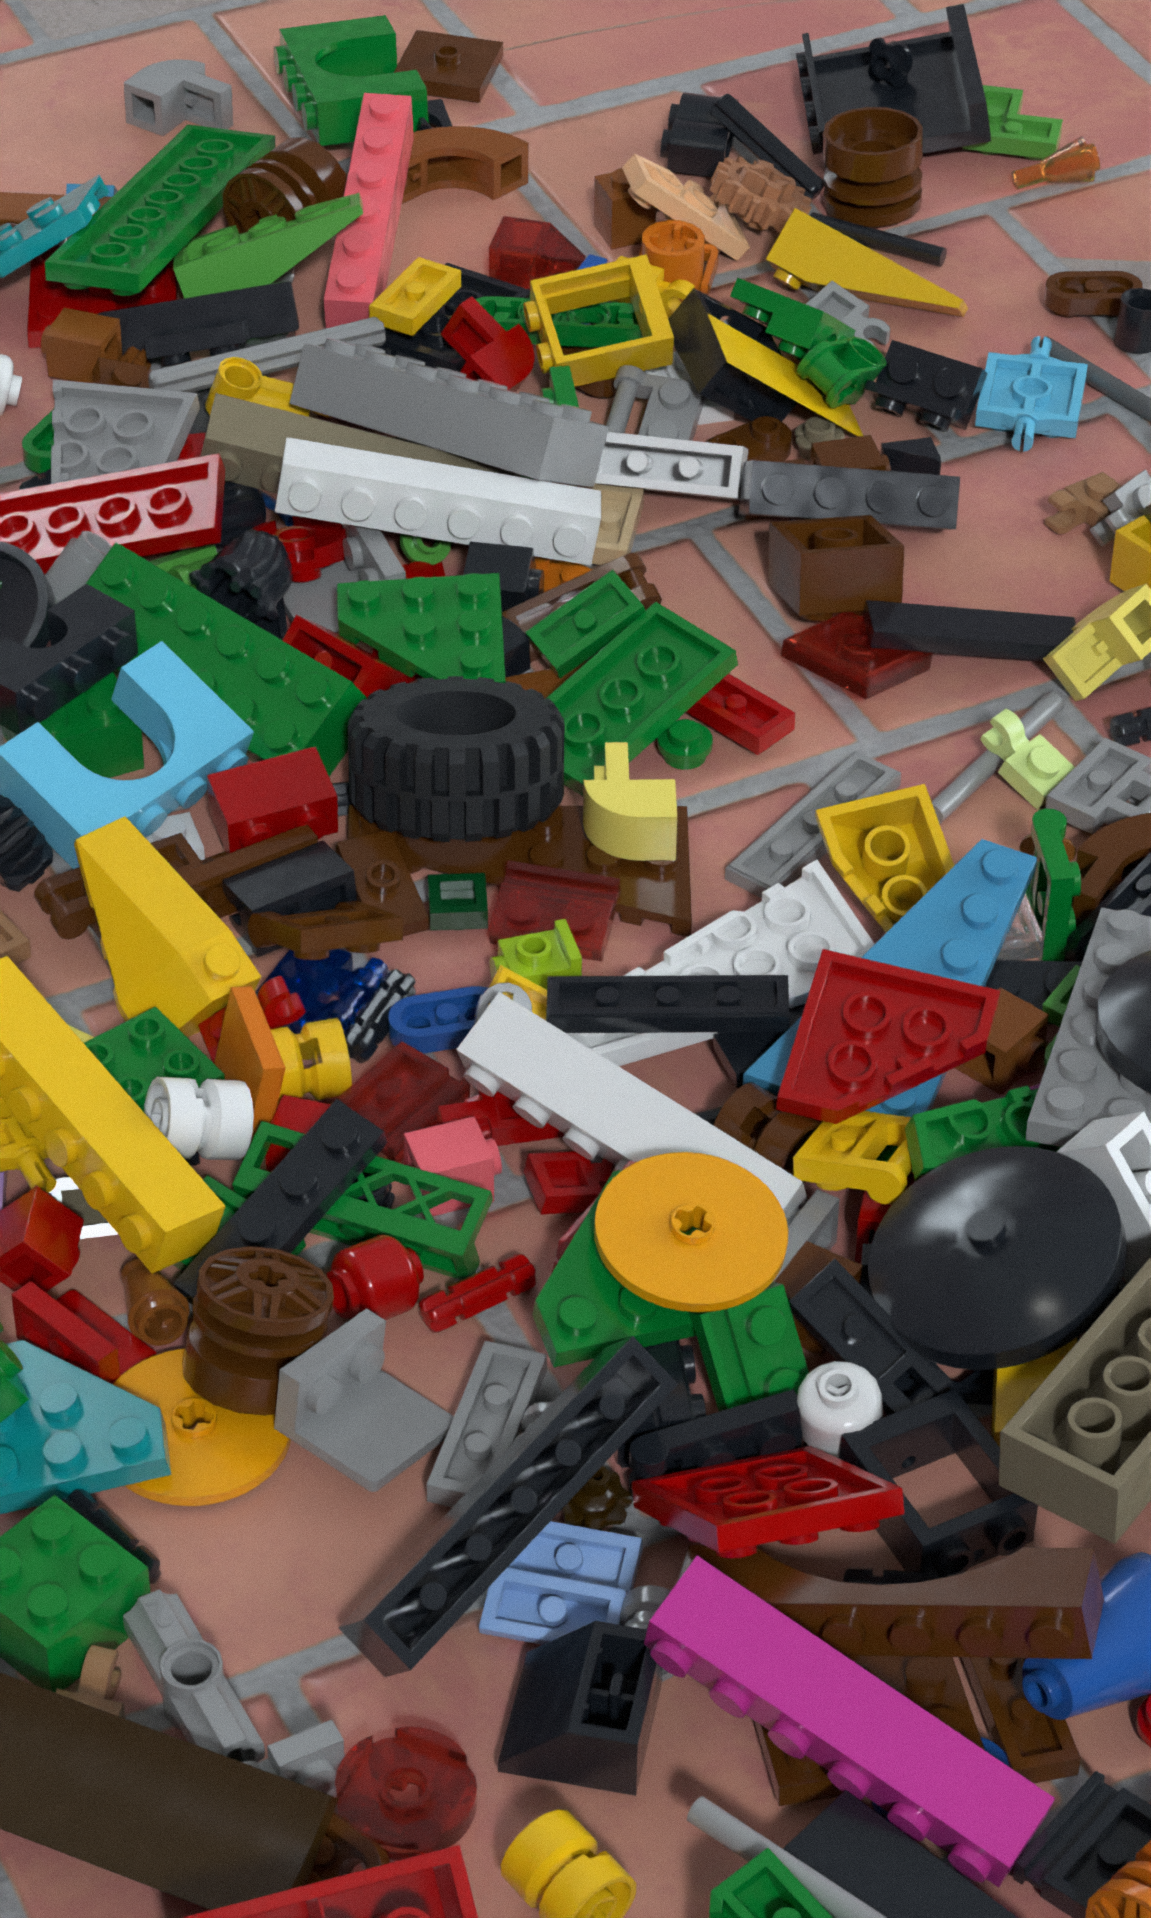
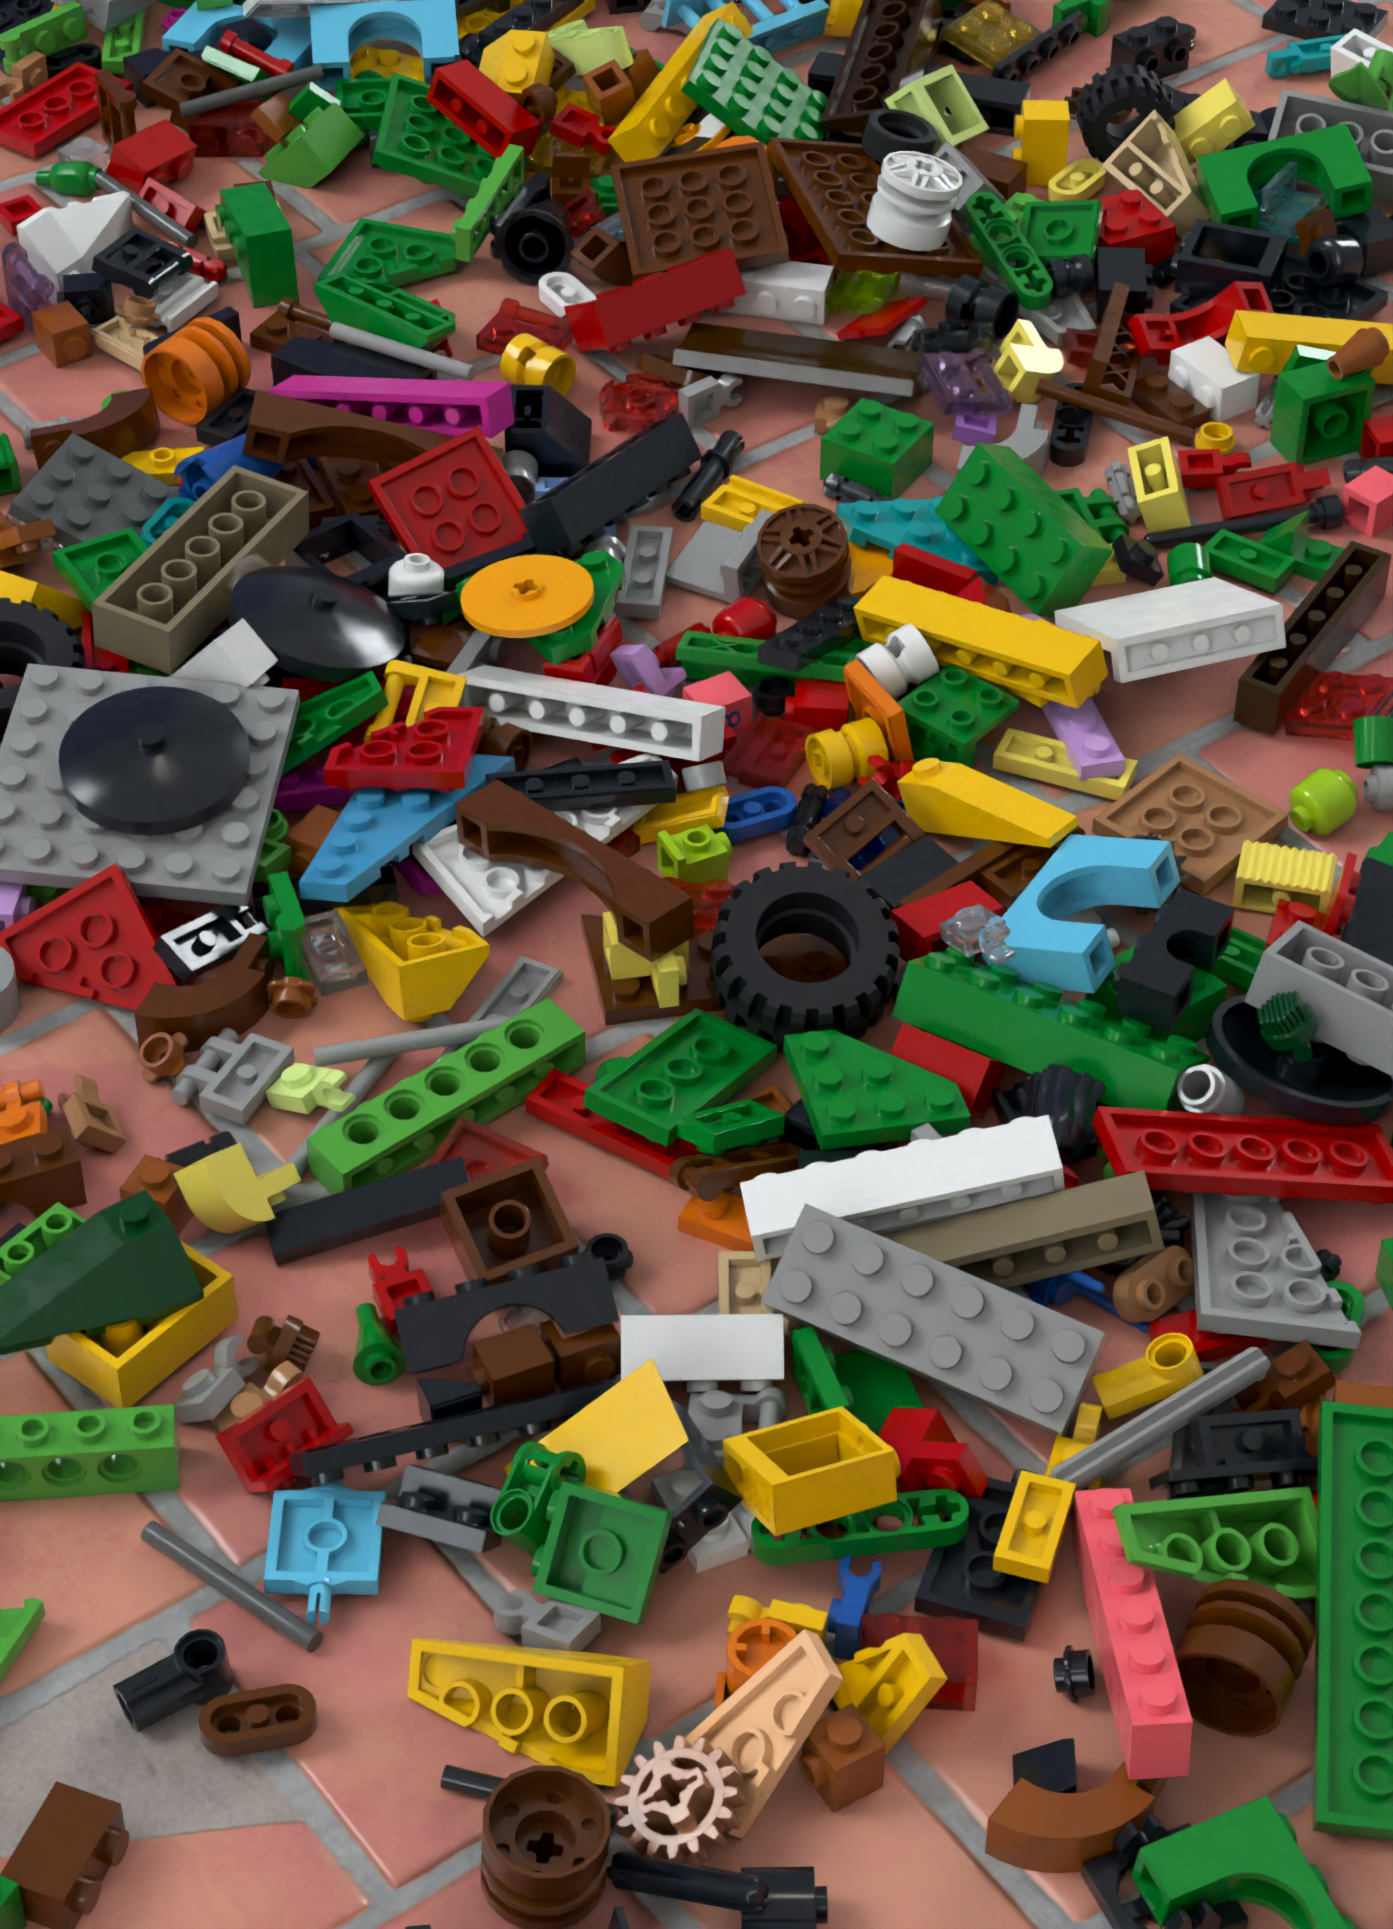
camera: 170 degrees right, 0 degrees up
(190, 1678) = (776, 426): light grey piece -> none
(254, 727) = (977, 930): none -> clear plate
(289, 1524) = (741, 502): none -> yellow plate
(292, 1660) = (714, 466): none -> black pin
(416, 244) = (1074, 1673): none -> black plate
(465, 198) = (1048, 1766): none -> black slope
(530, 1217) = (640, 665): none -> lavender bracket
(579, 225) = (890, 1684): none -> yellow wing
(736, 577) = (614, 1251): none -> black plate
(767, 916) = (512, 828): none -> reddish brown arch
(875, 720) = (418, 1113): none -> bright green brick
(937, 786) = (404, 1042): none -> light grey bar
(943, 416) = (432, 1437): none -> black plate
(946, 565) = (395, 1283): none -> red plate
(976, 528) = (377, 1355): none -> green cone
(1060, 451) = (282, 1425): none -> red bracket
(1065, 535) = (290, 1342): none -> reddish brown piece

